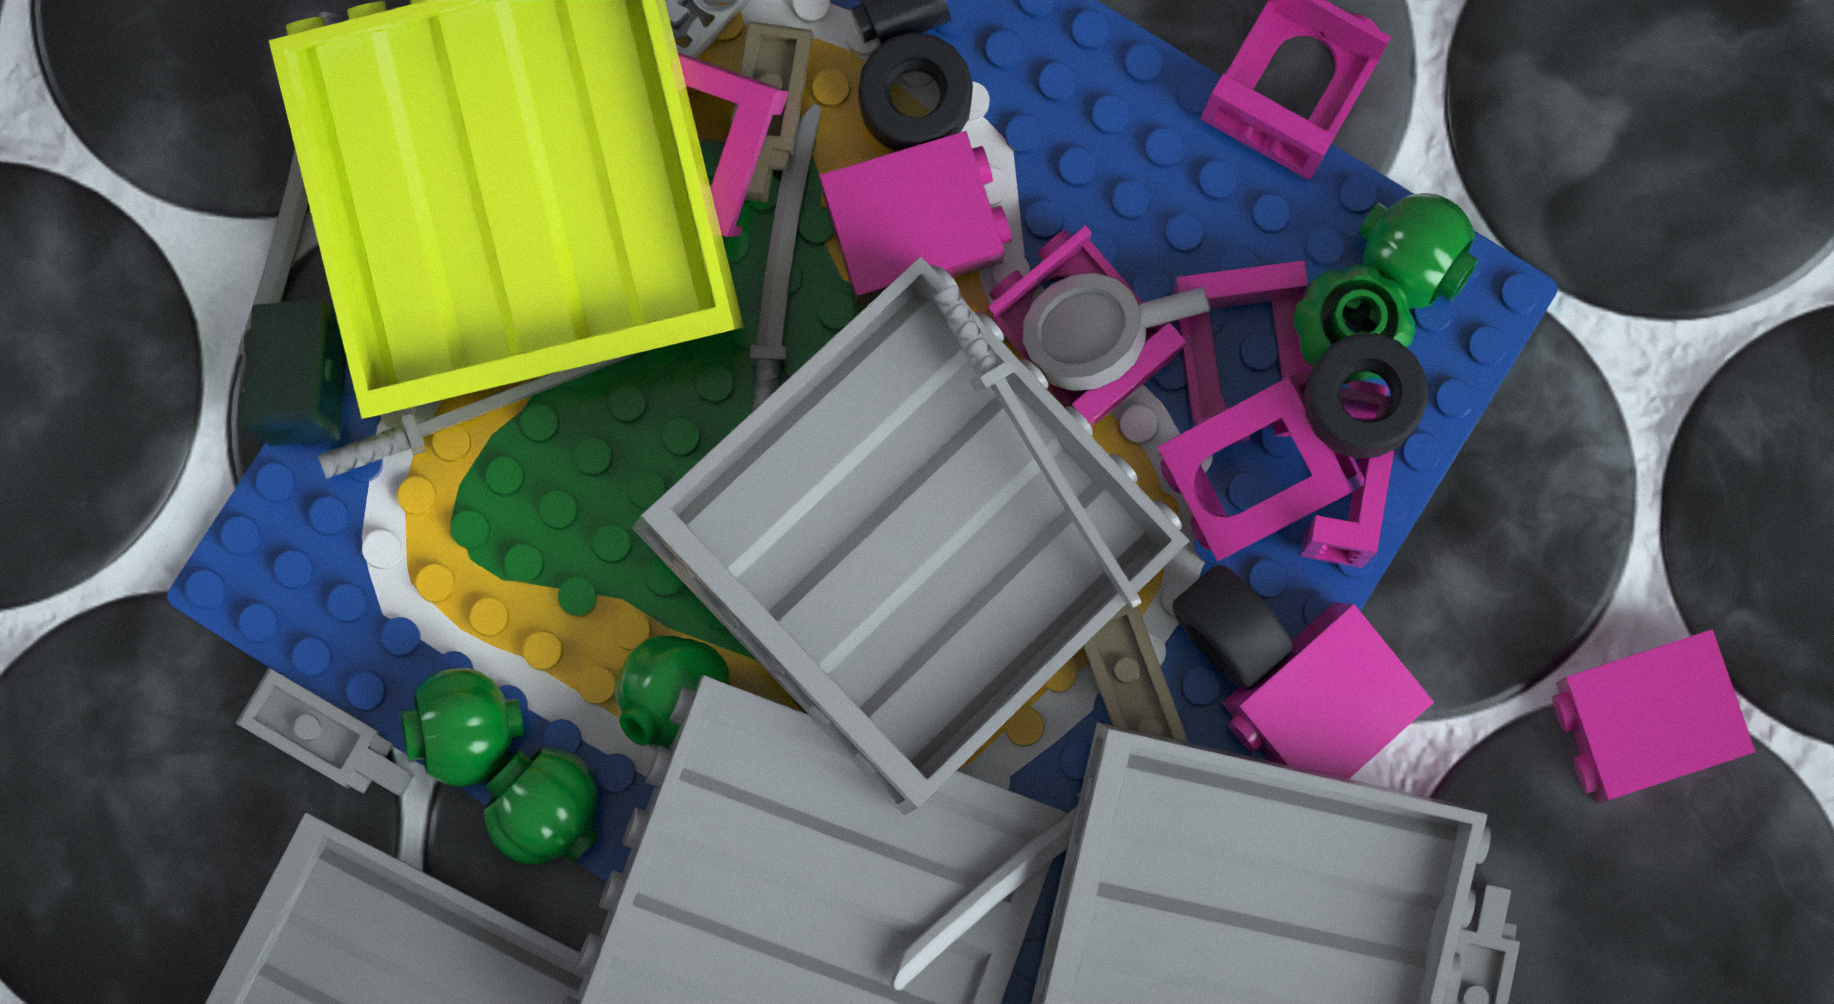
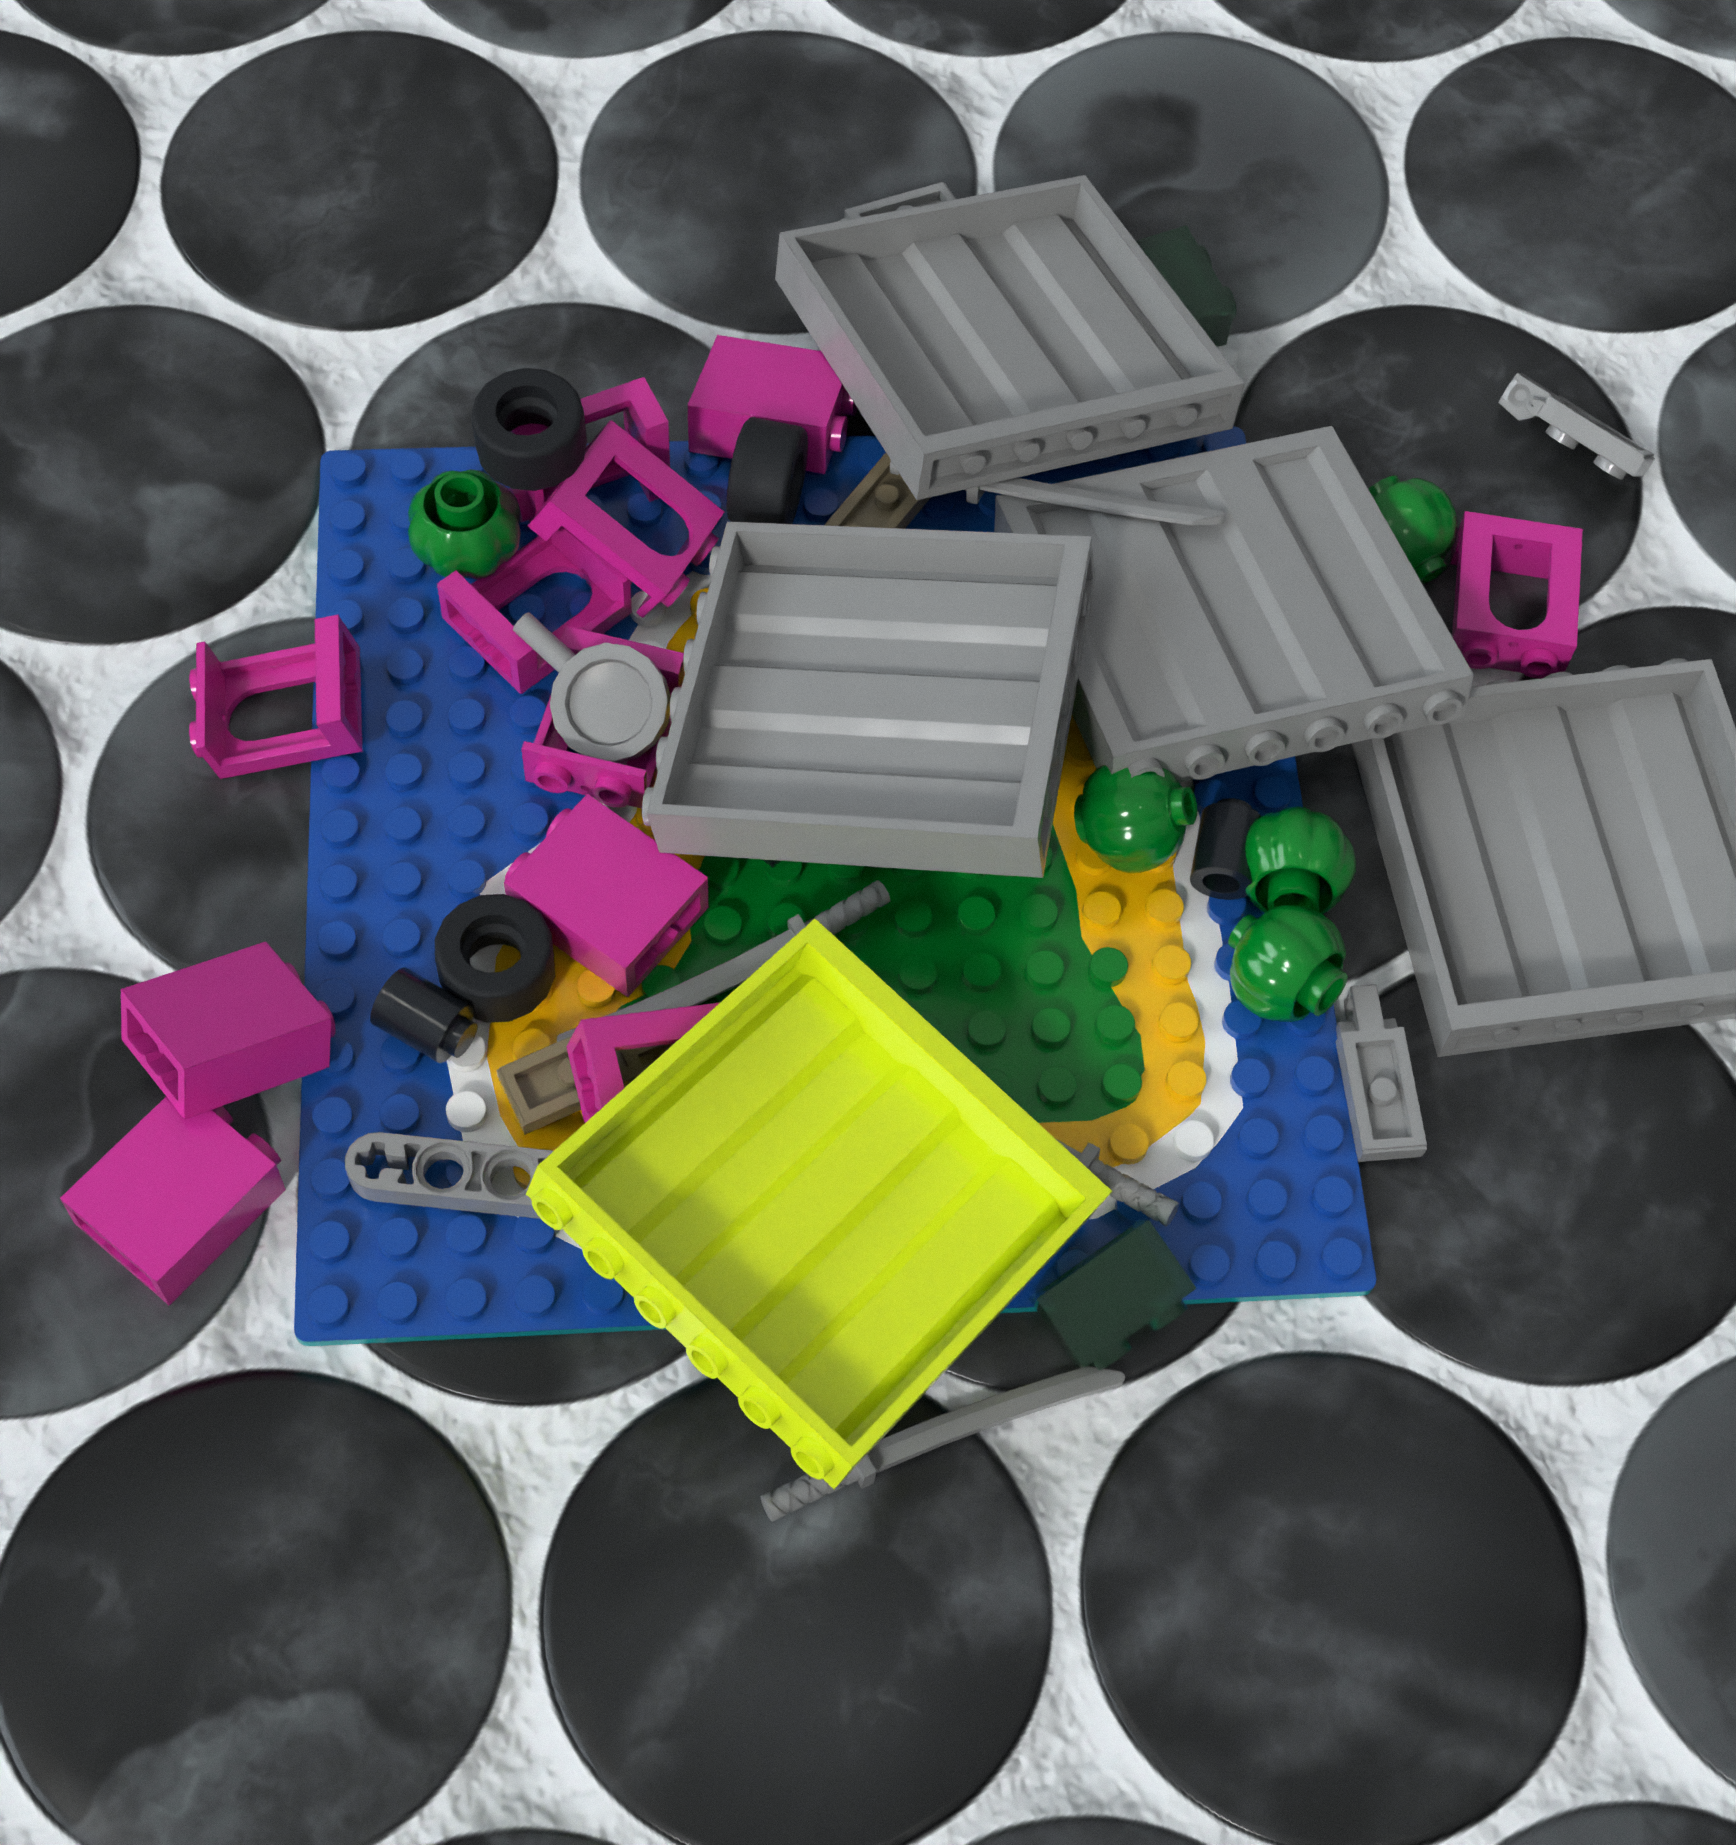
camera: 130 degrees left, 20 degrees down
(602, 757) = (1219, 853): none -> black brick
(993, 373) = (708, 698): light grey sword -> none
(1421, 246) = (363, 532): green plant -> none
(1652, 717) = (616, 219): dark pink brick -> none

